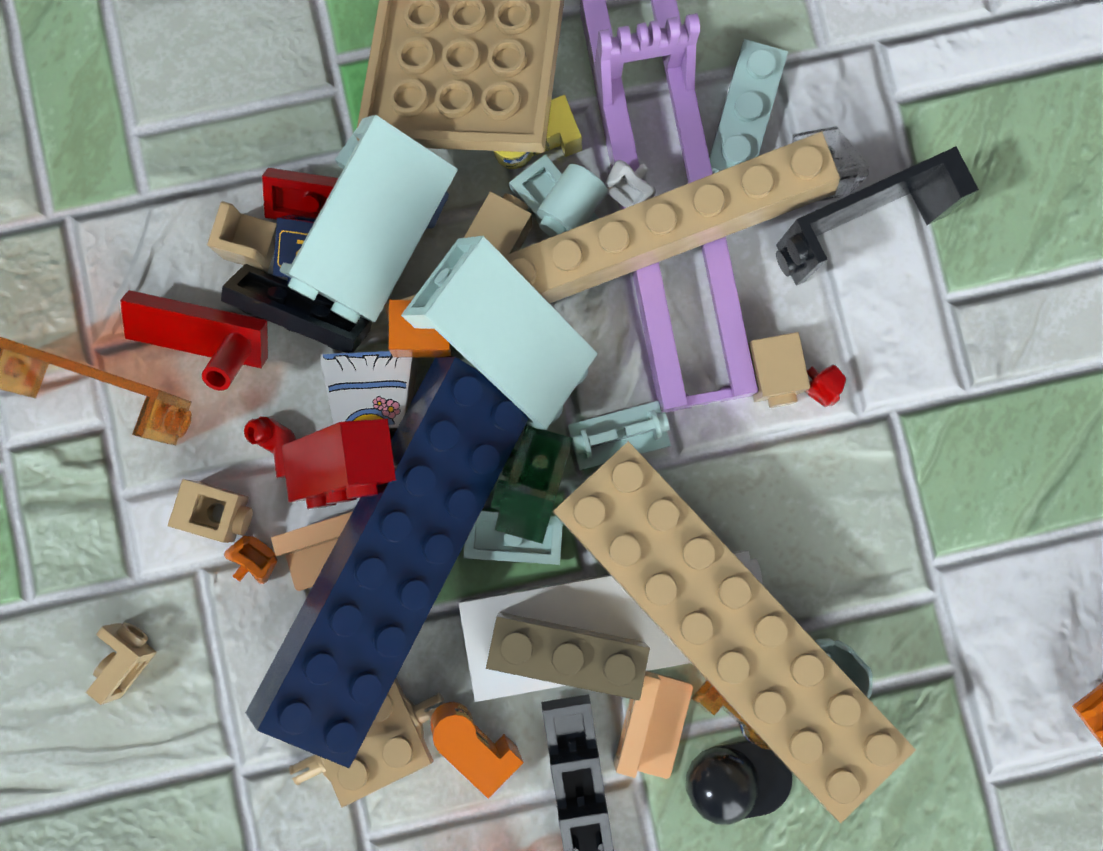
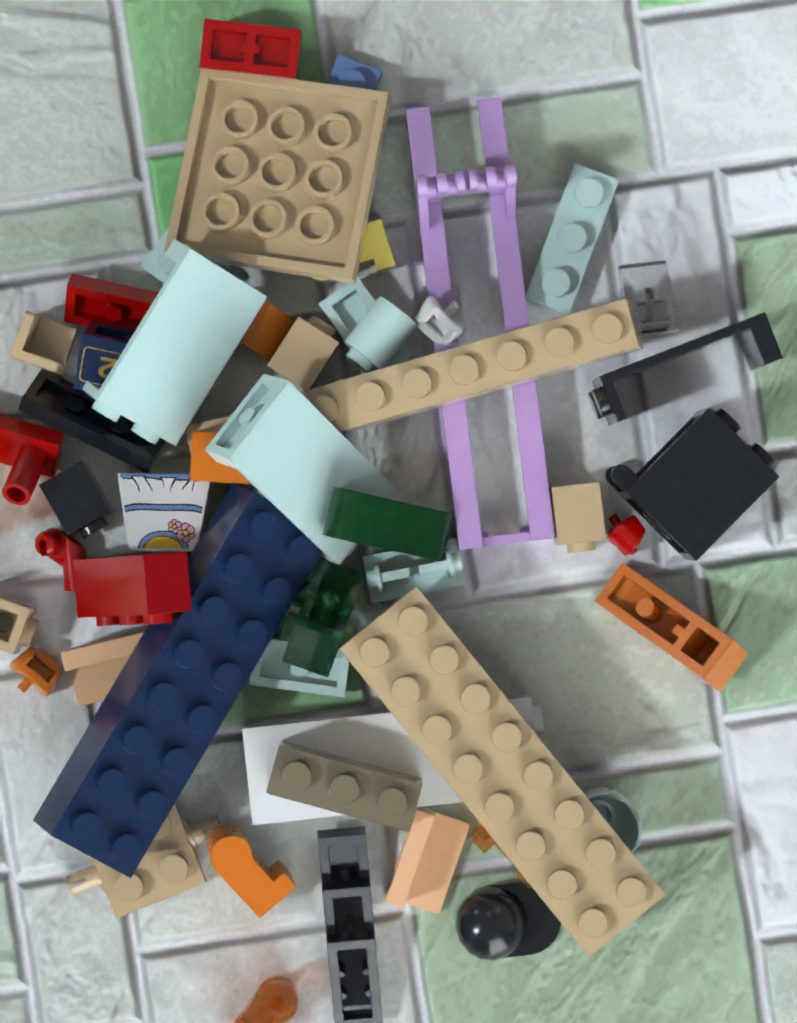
camera: 10 degrees right, 5 degrees up
(283, 386) = (77, 500): none -> black brick
(457, 210) = (267, 331): none -> orange slope
(591, 384) = (387, 524): none -> dark green beam
(881, 474) = (672, 627): none -> orange slope
(895, 326) = (697, 482): none -> black container

